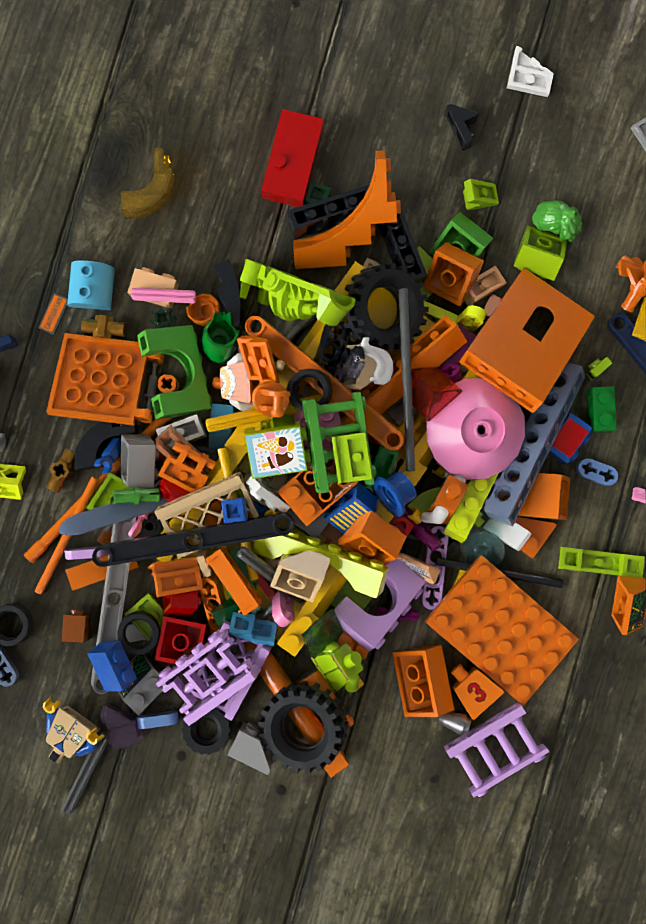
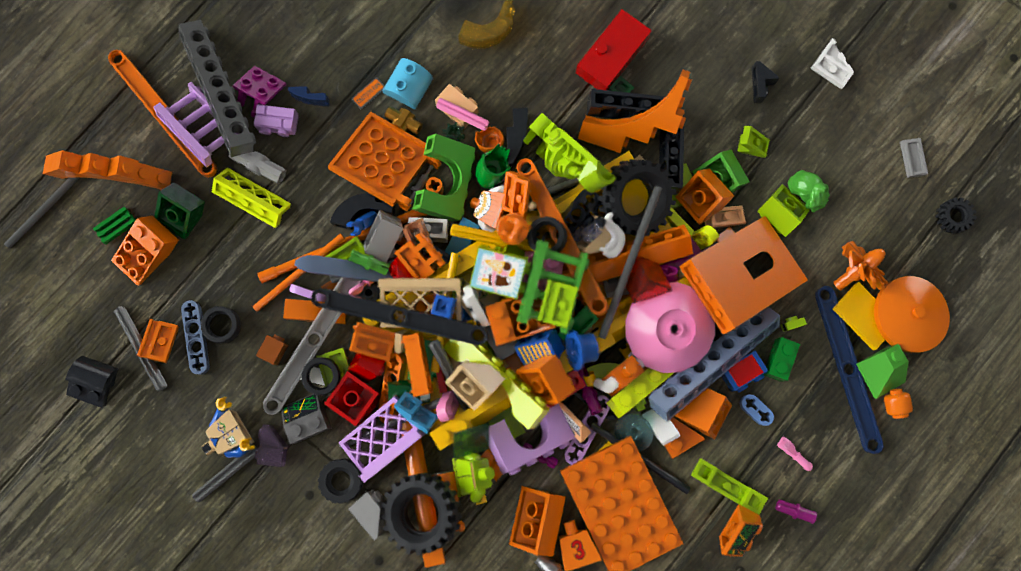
camera: 20 degrees right, 5 degrees down
(58, 479) = (312, 223): pearl gold axle -> none
(112, 666) = (287, 393): blue brick -> none
(157, 719) = (304, 455): medium blue beam -> none
(218, 690) = (364, 450): lavender fence -> none

